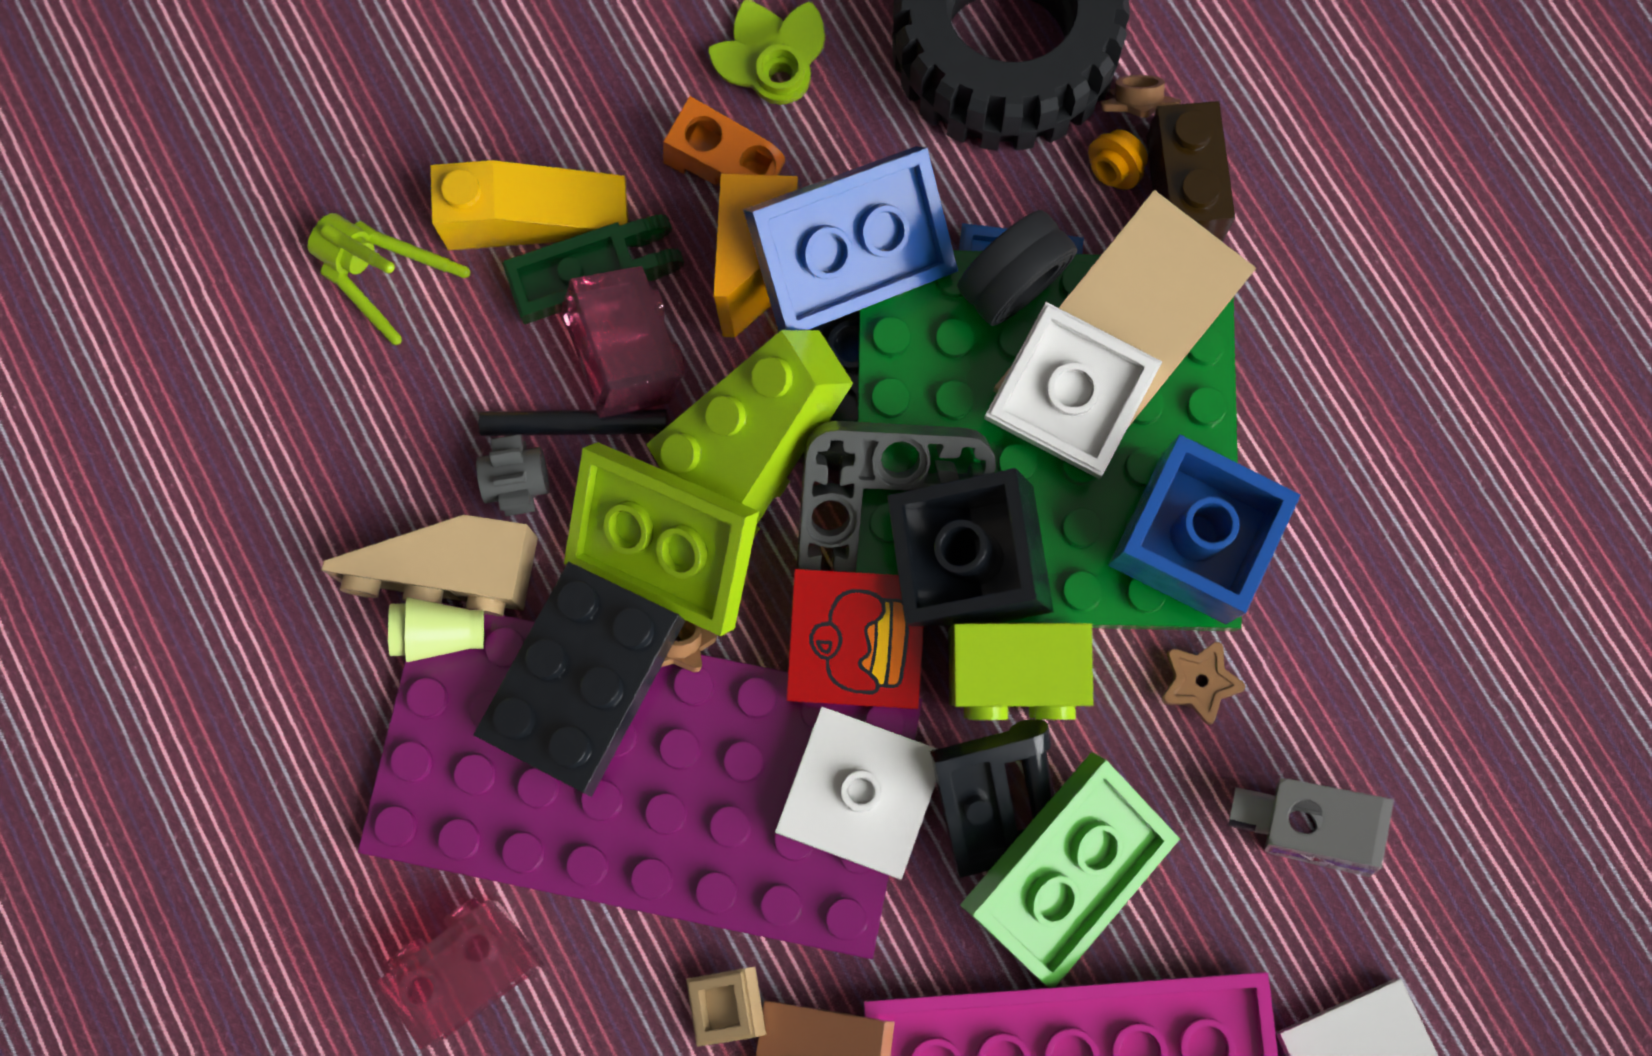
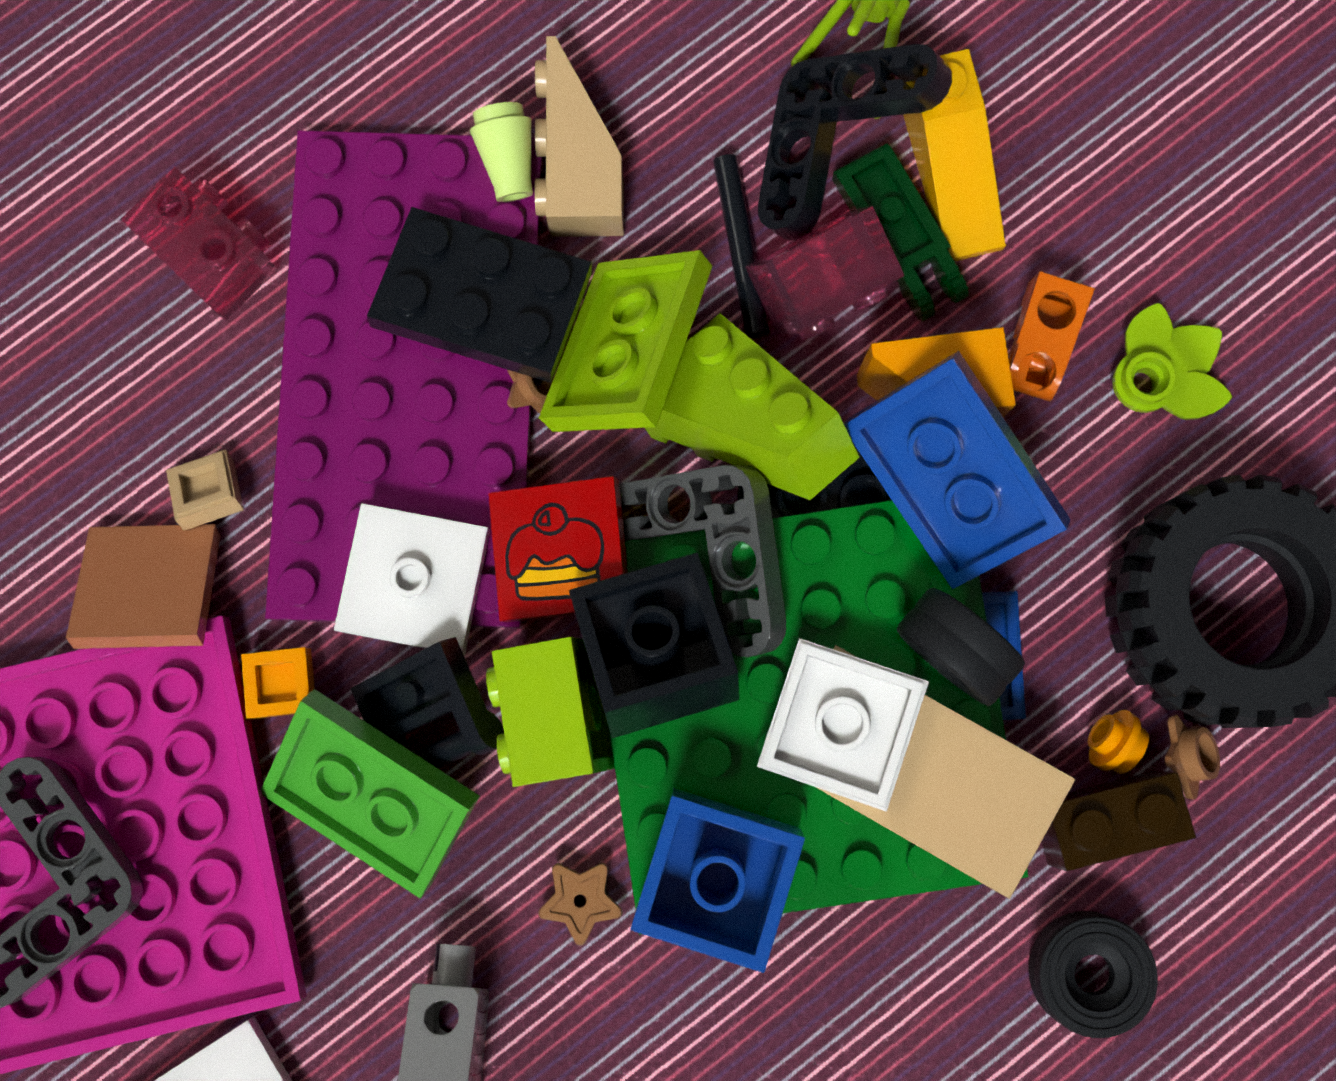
camera: 80 degrees right, 5 degrees up
(463, 323) = (821, 112): none -> black beam
(512, 475) = (673, 196): dark grey gear -> none
(942, 954) = (276, 681): none -> light orange plate
(1334, 186) = (1130, 983): none -> black tyre

